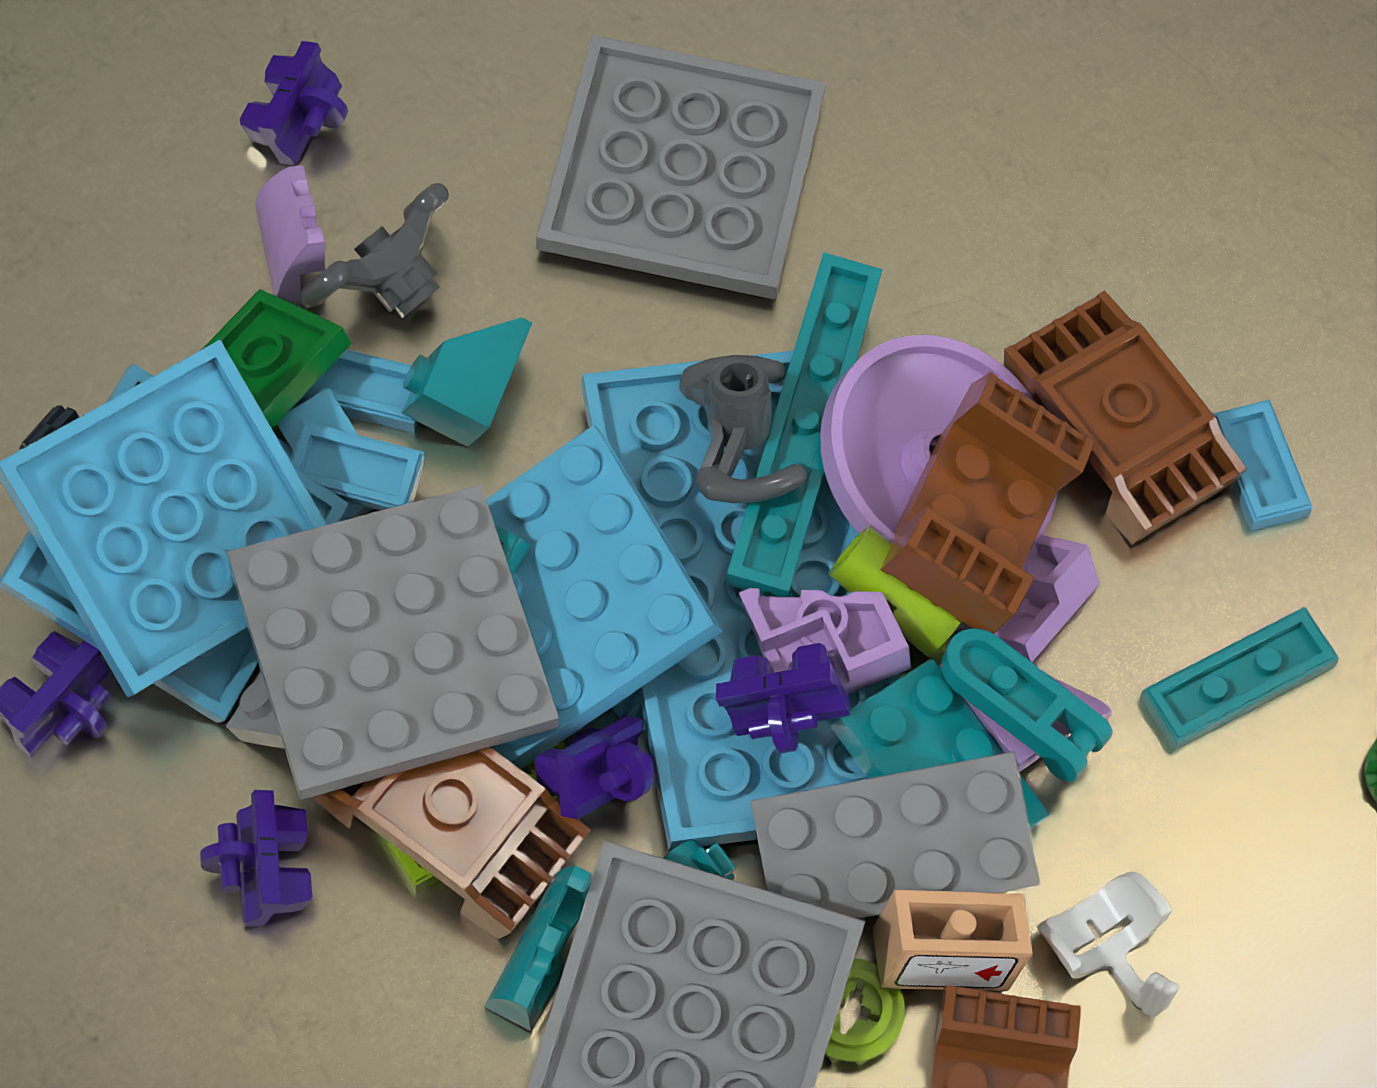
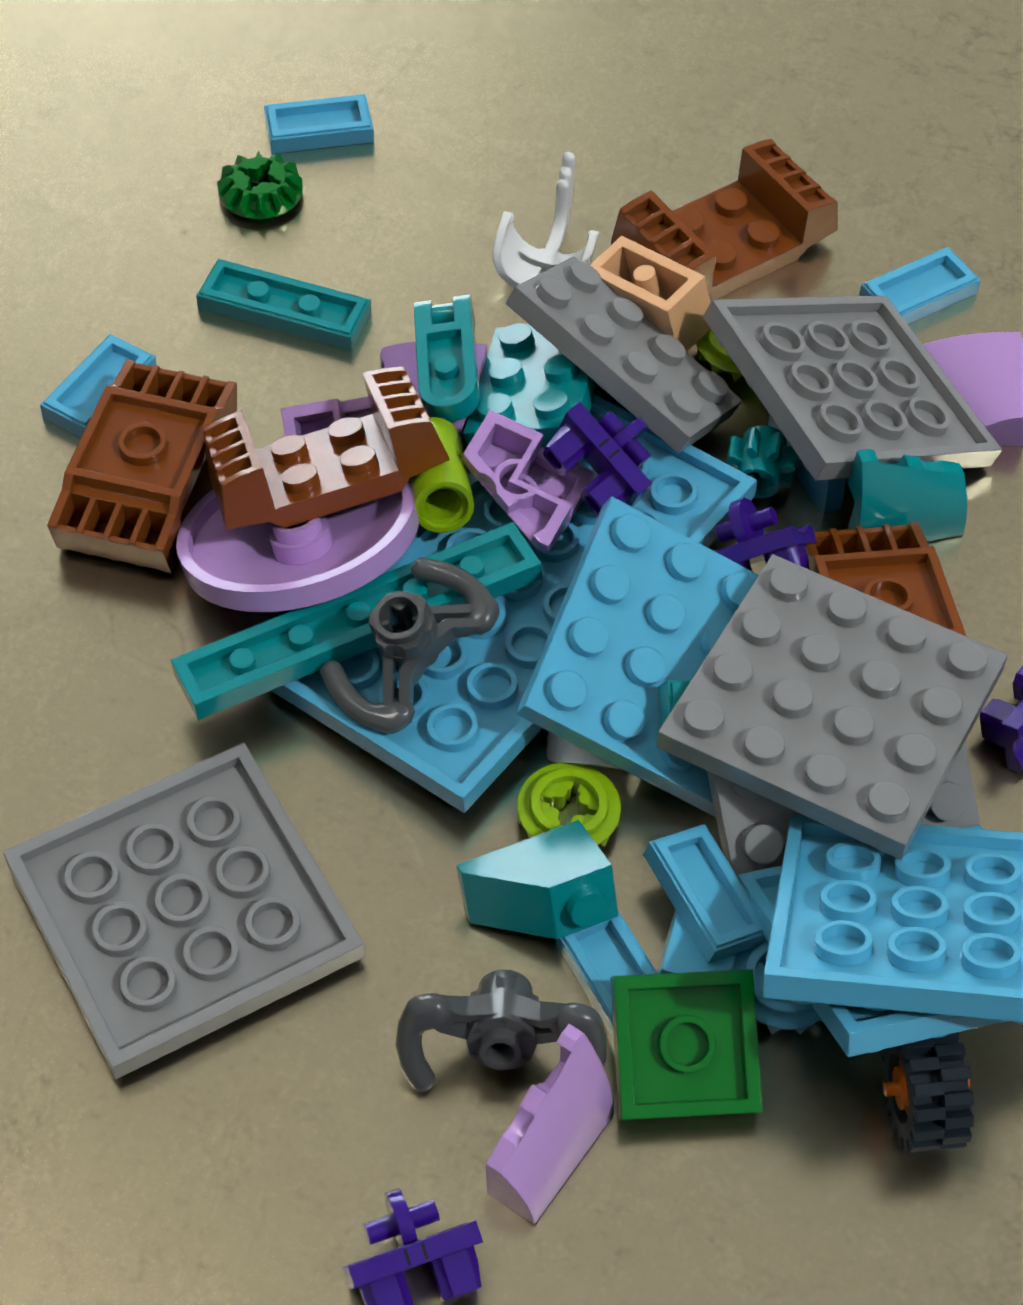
camera: 130 degrees left, 10 degrees down
(524, 436) = (551, 789): none -> lime gear

